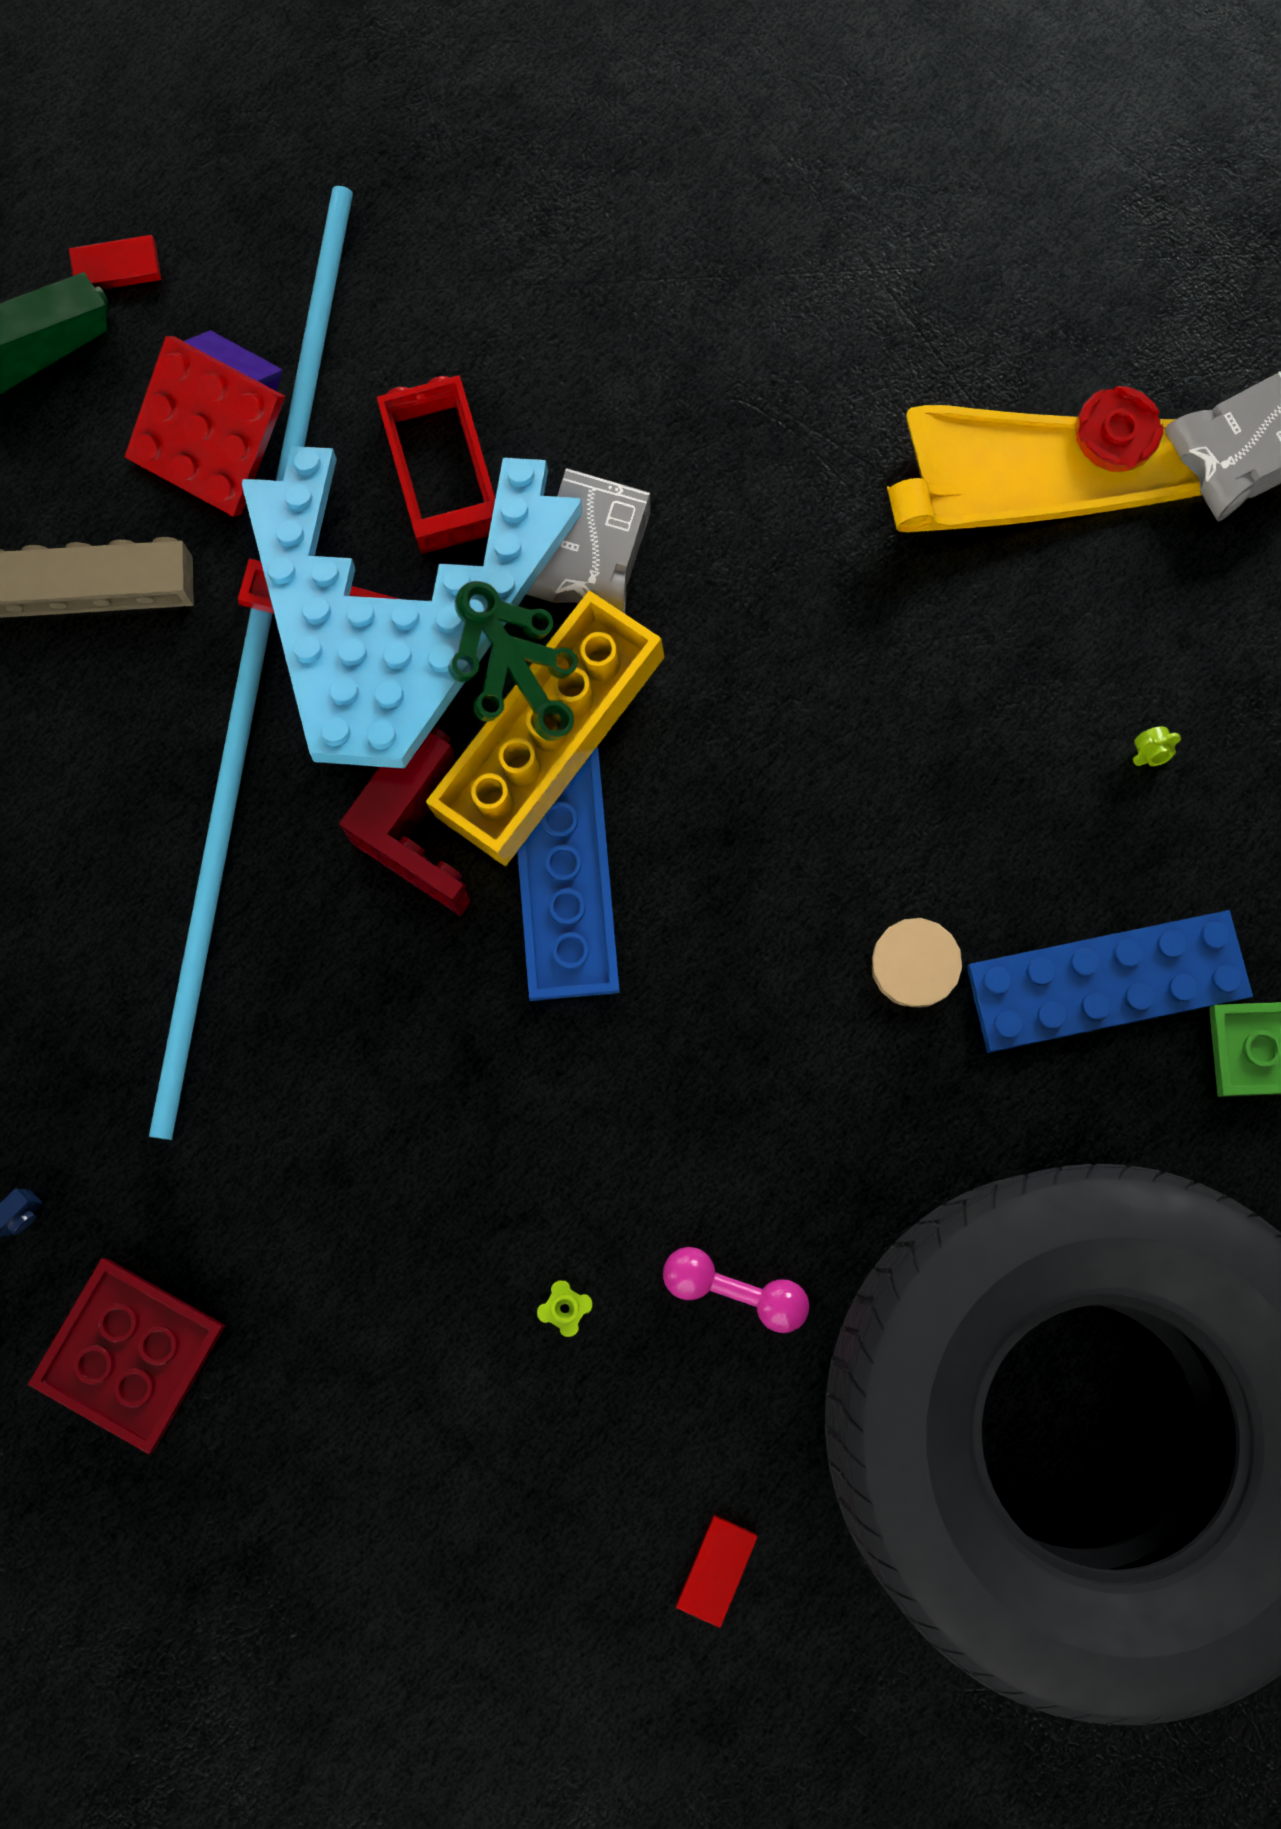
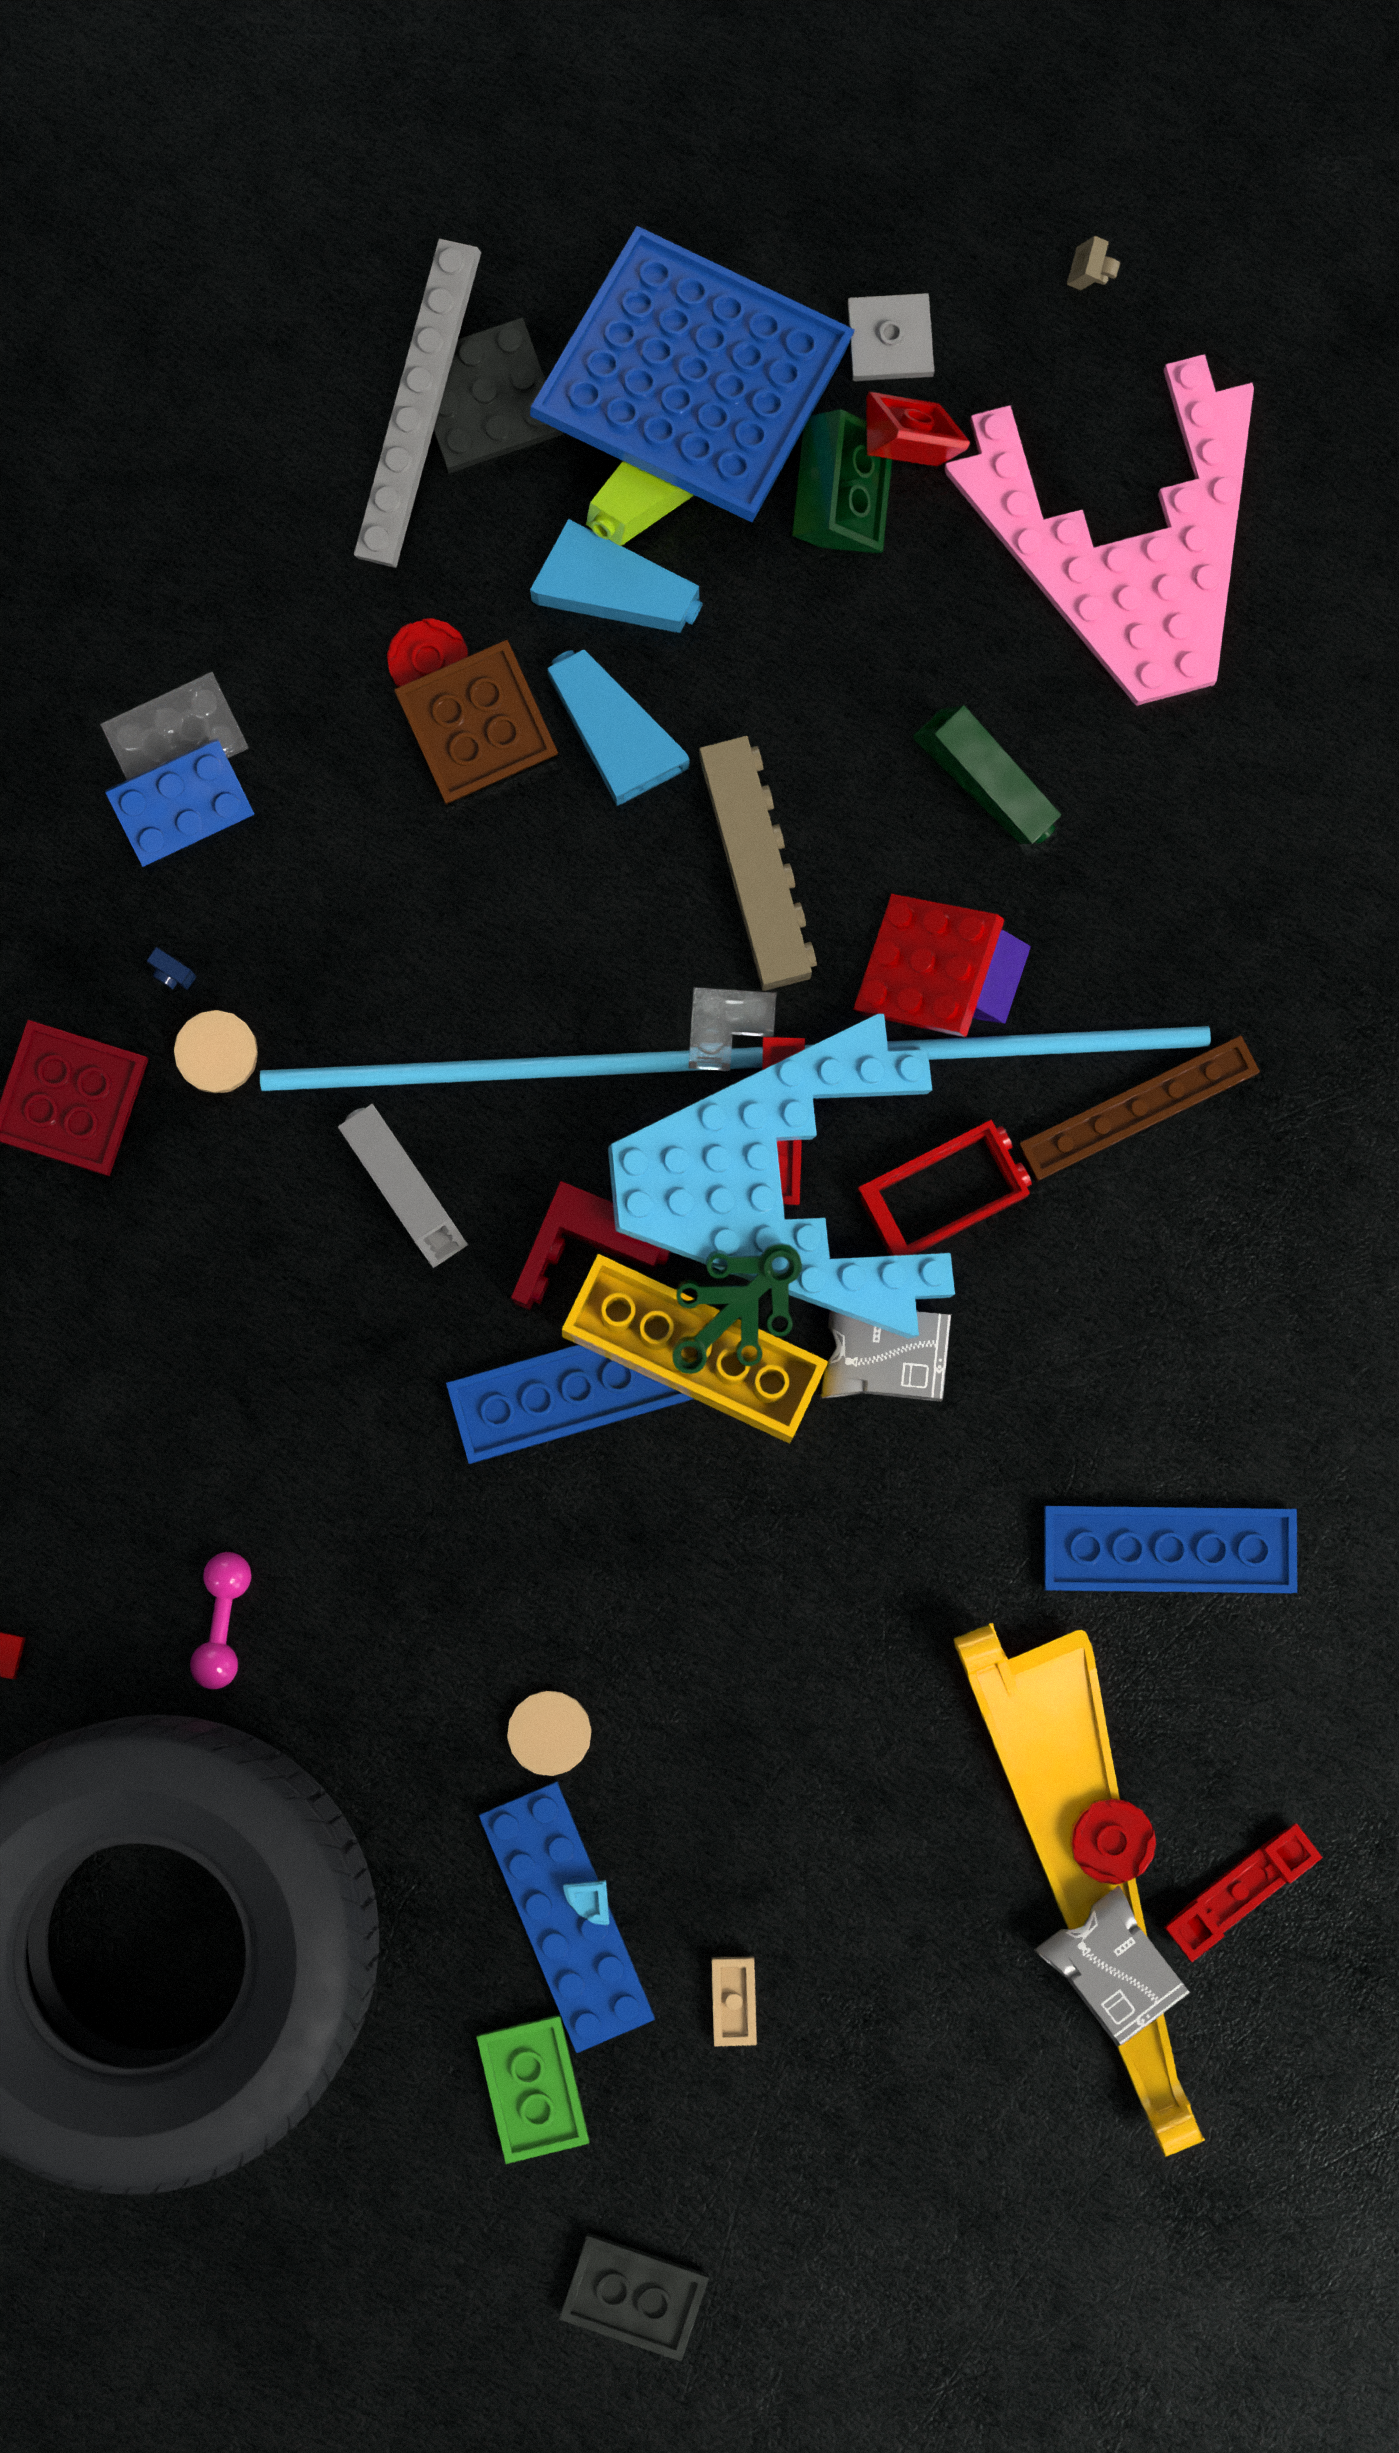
camera: 75 degrees right, 5 degrees up
(116, 1182) = (216, 1051): none -> tan tile
(117, 262) = (1087, 837): red tile -> none
(208, 644) = (724, 1013): none -> clear plate
(307, 1003) = (402, 1185): none -> light grey slope
(398, 267) = (1138, 1108): none -> reddish brown plate
(577, 1305) = (188, 1467): lime plate -> none
(840, 325) = (1170, 1549): none -> blue plate
(1099, 949) = (589, 1900): none -> medium azure tile
(1155, 746) = (799, 1925): lime plate -> none
(1180, 323) = (1241, 1890): none -> red slope
(1222, 827) = (734, 2001): none -> tan plate

